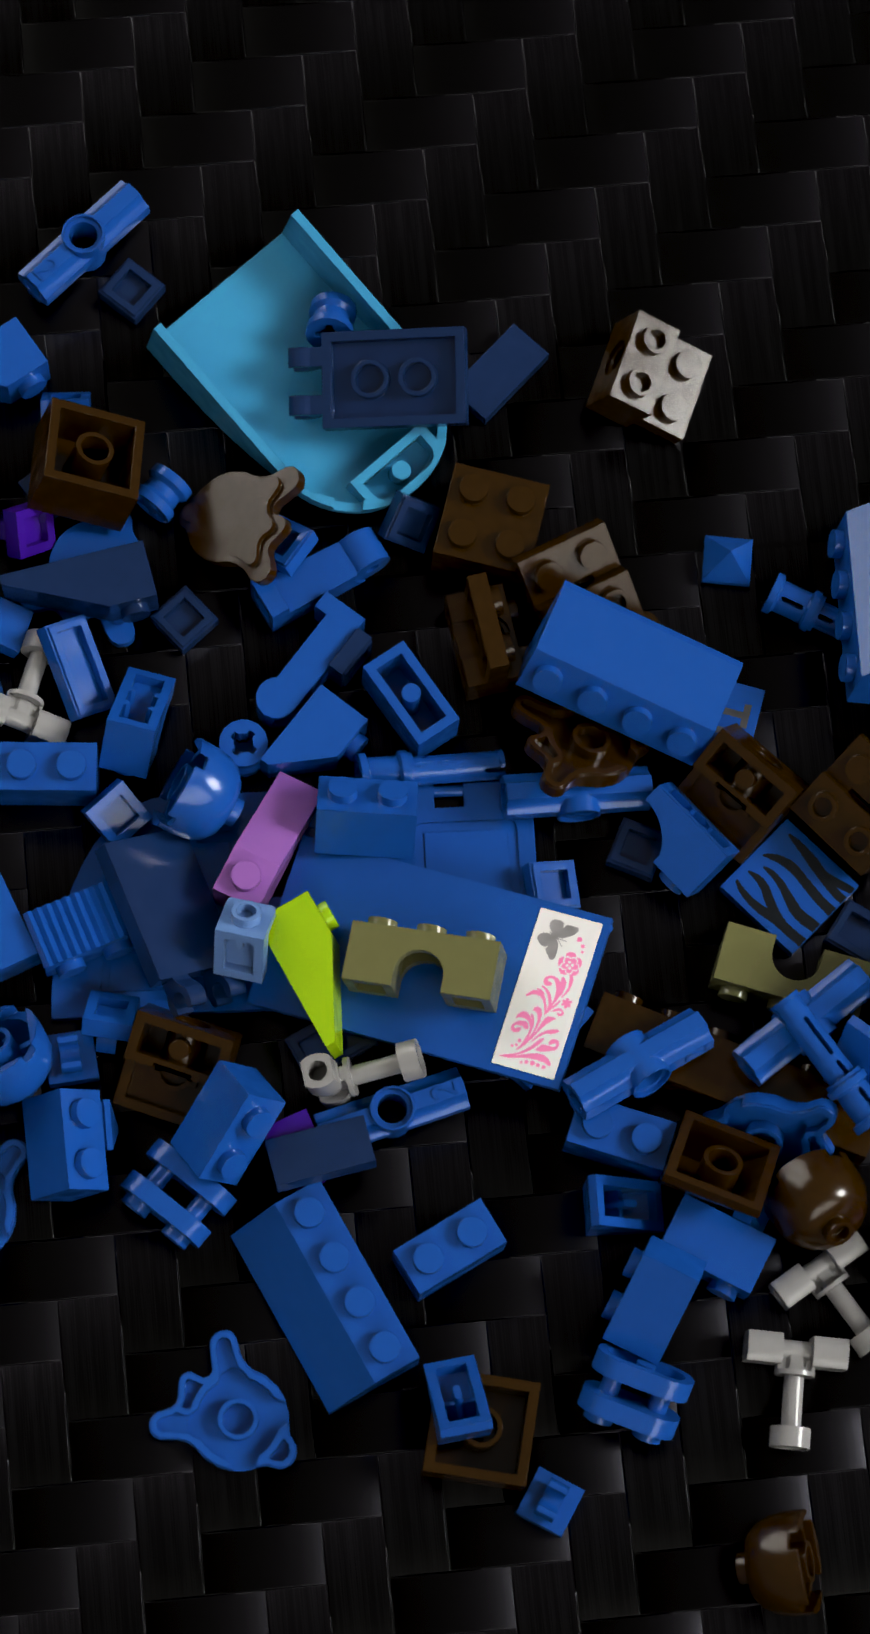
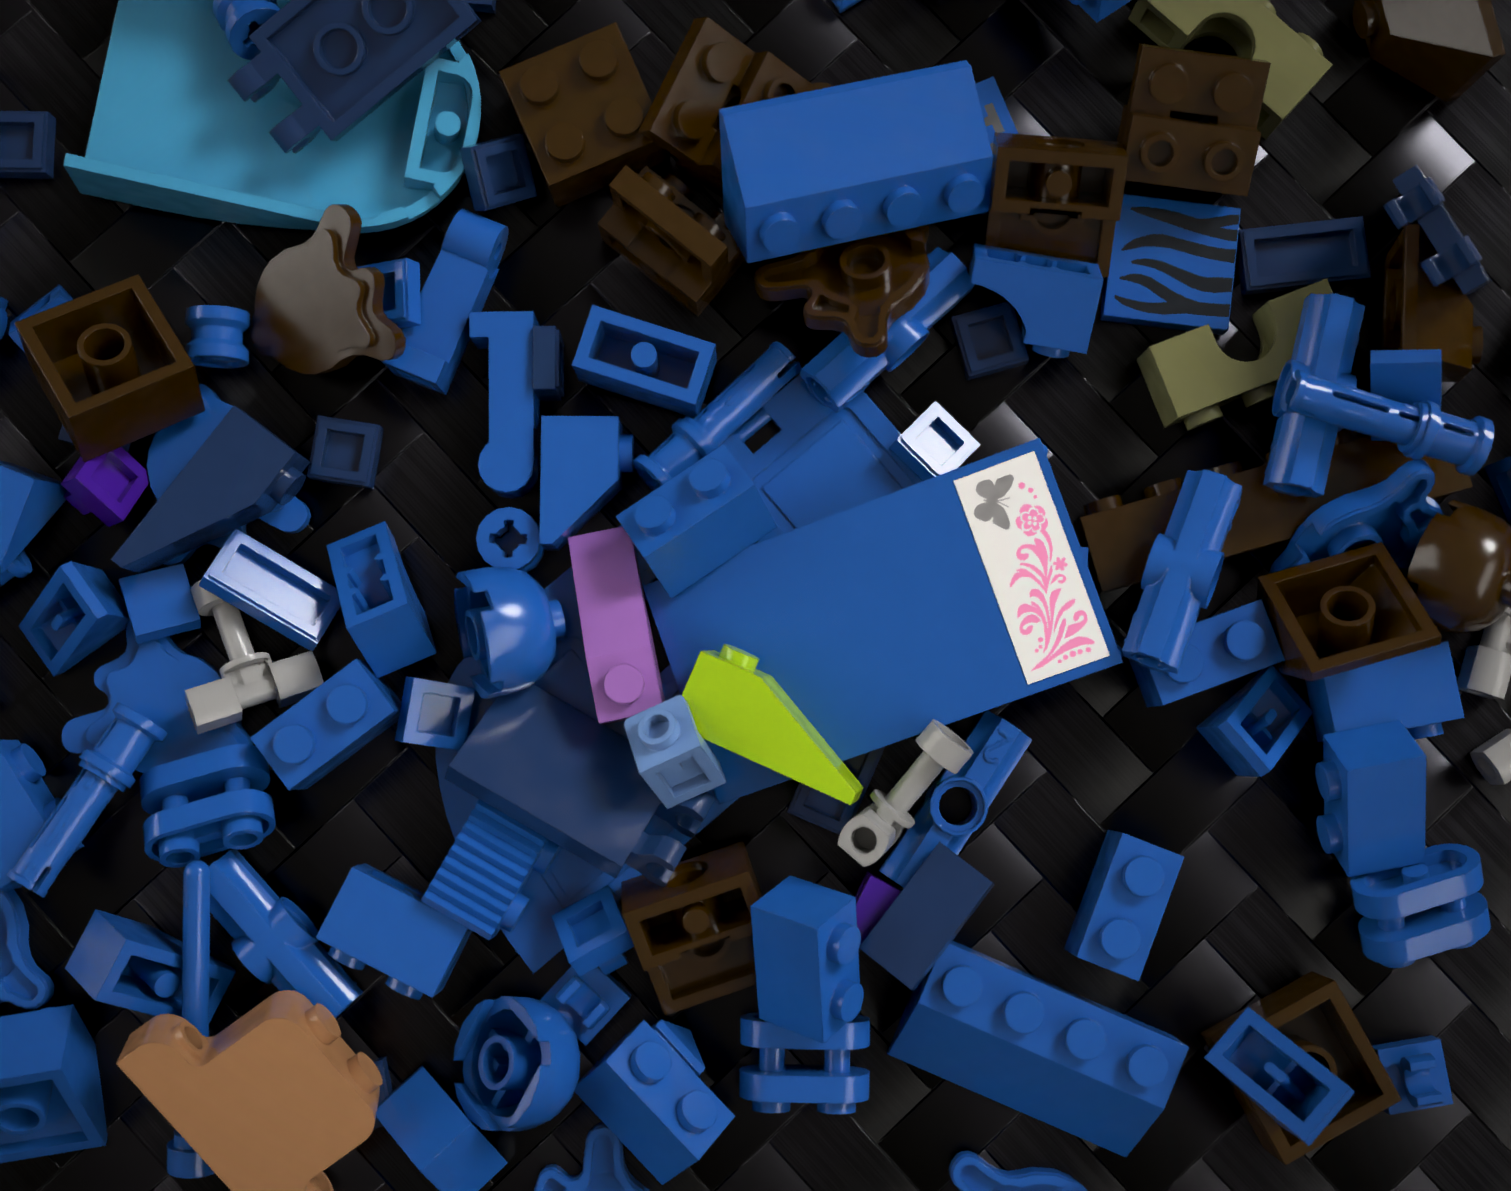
camera: 30 degrees left, 10 degrees up
(383, 953) = (828, 655): olive arch -> none

